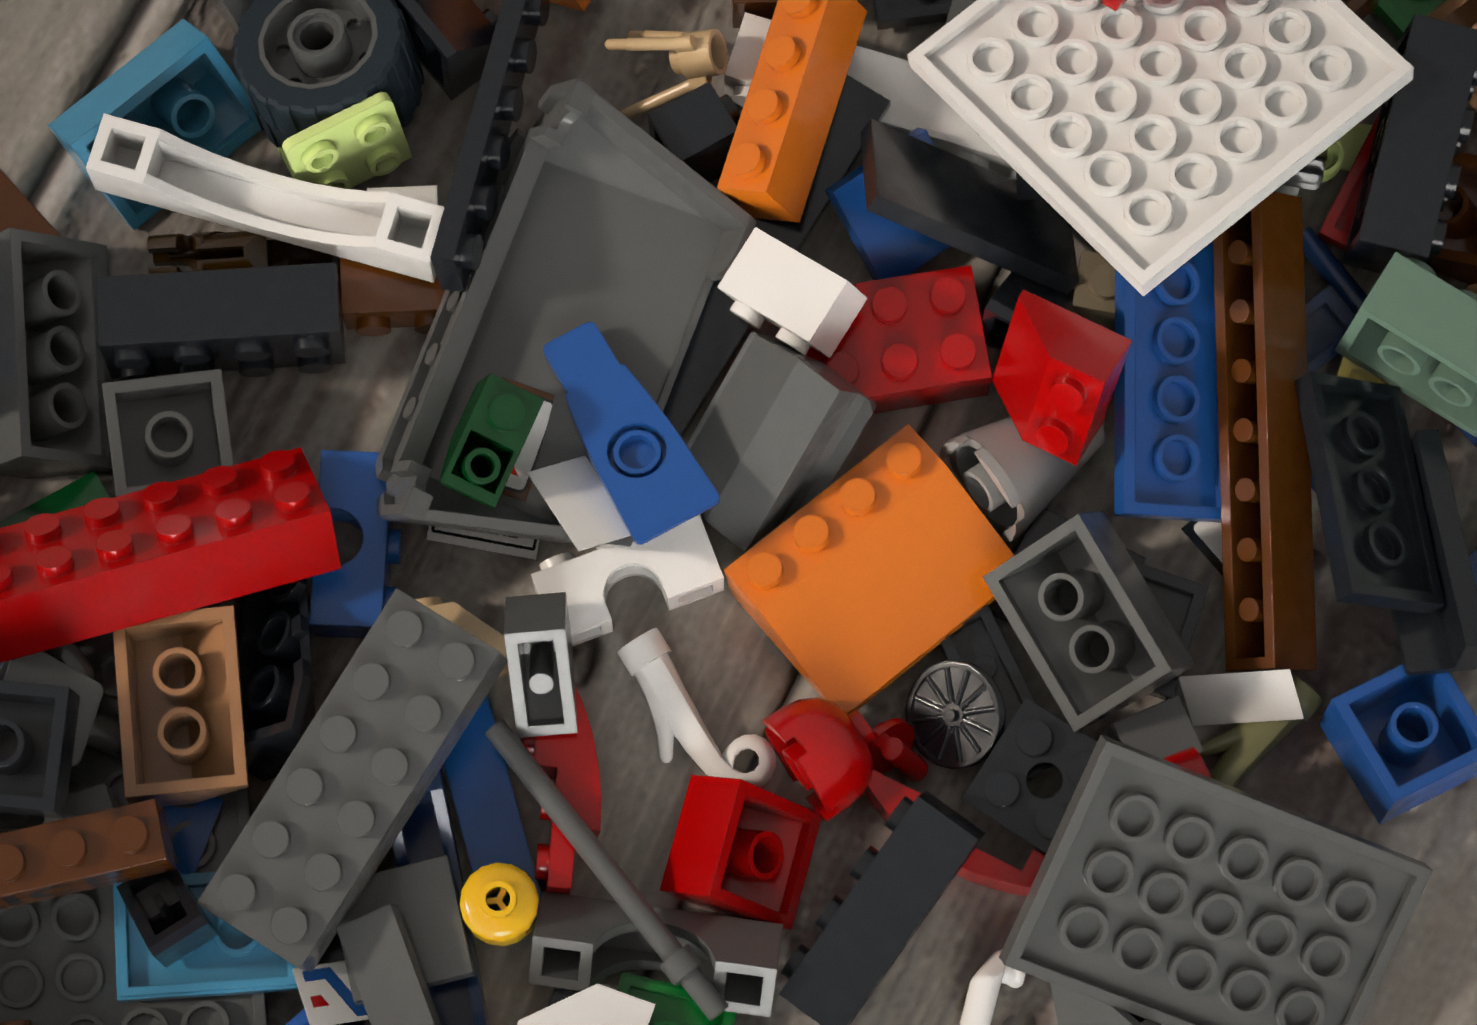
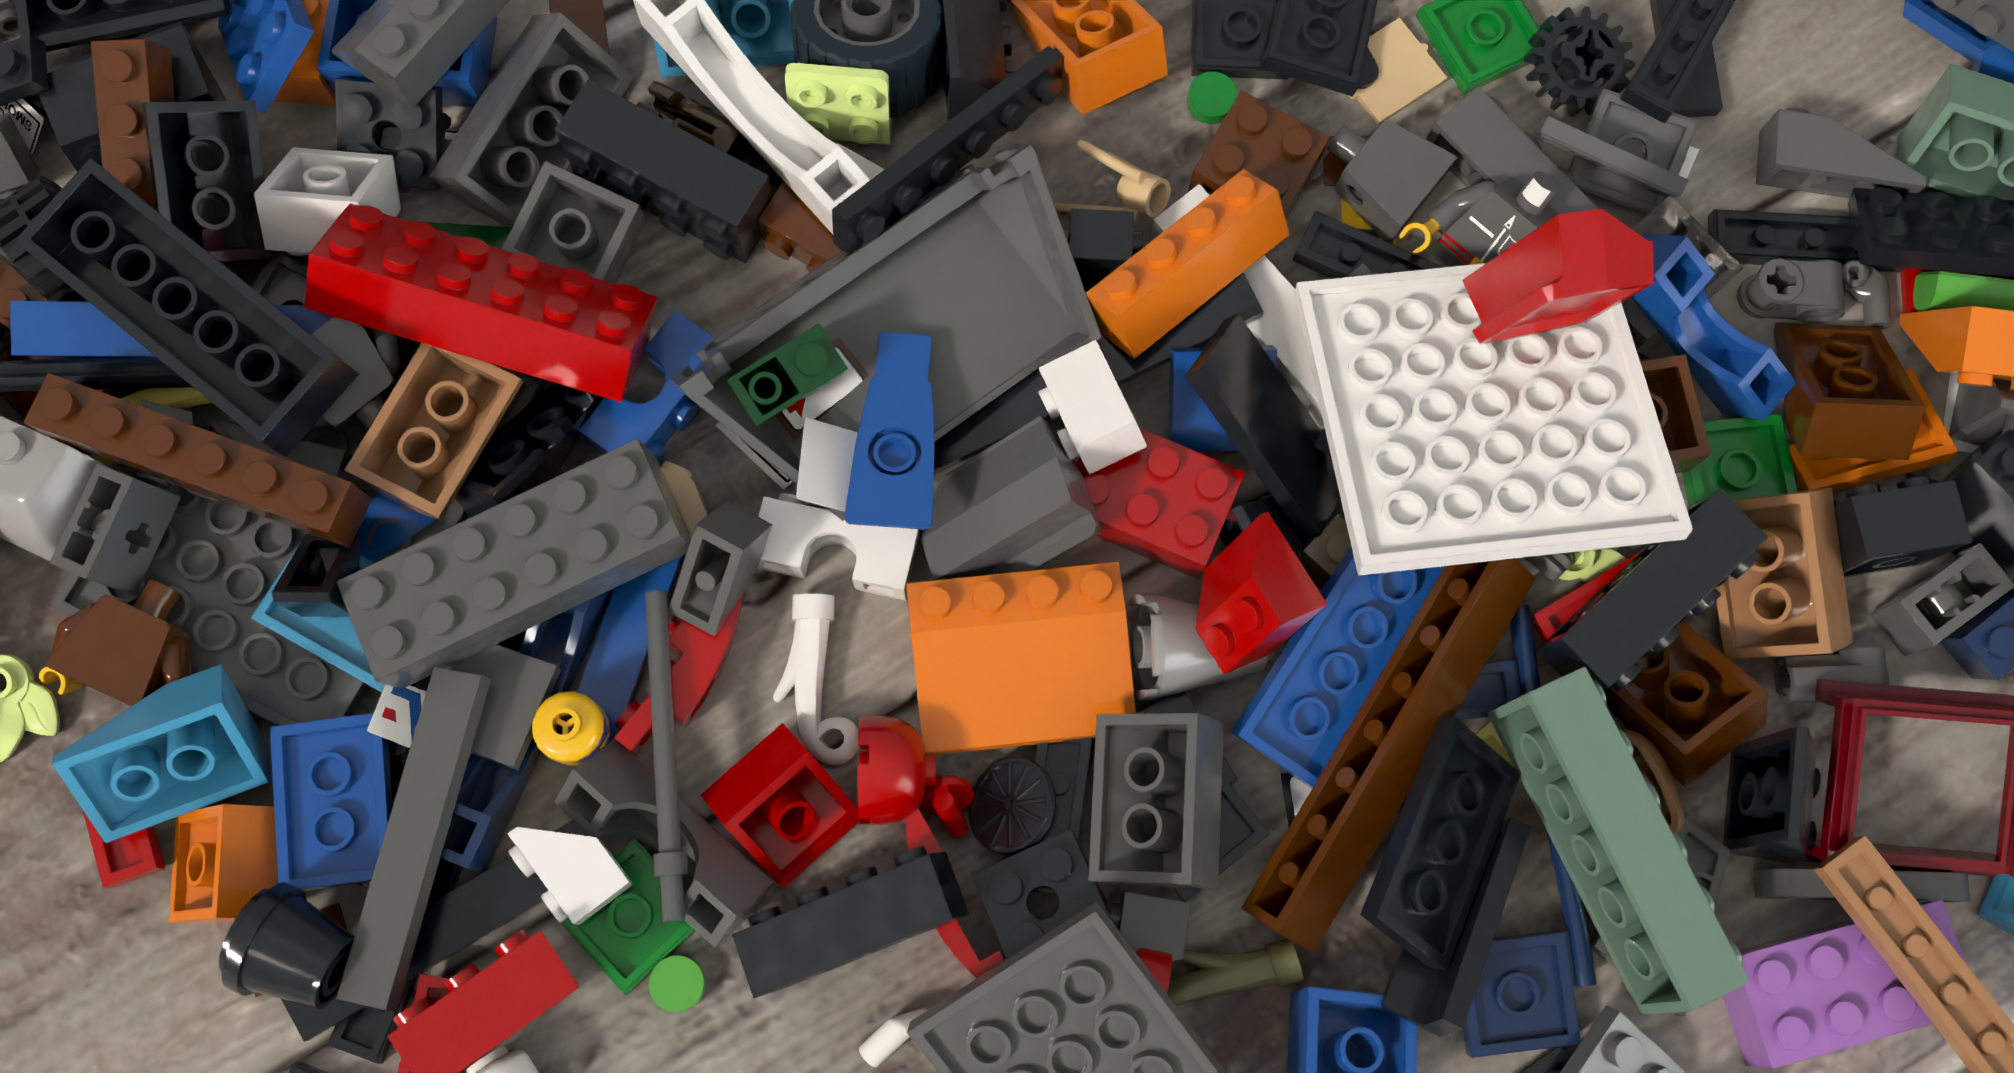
camera: 30 degrees right, 0 degrees up
(1241, 697) = (1240, 937): white sticker -> none

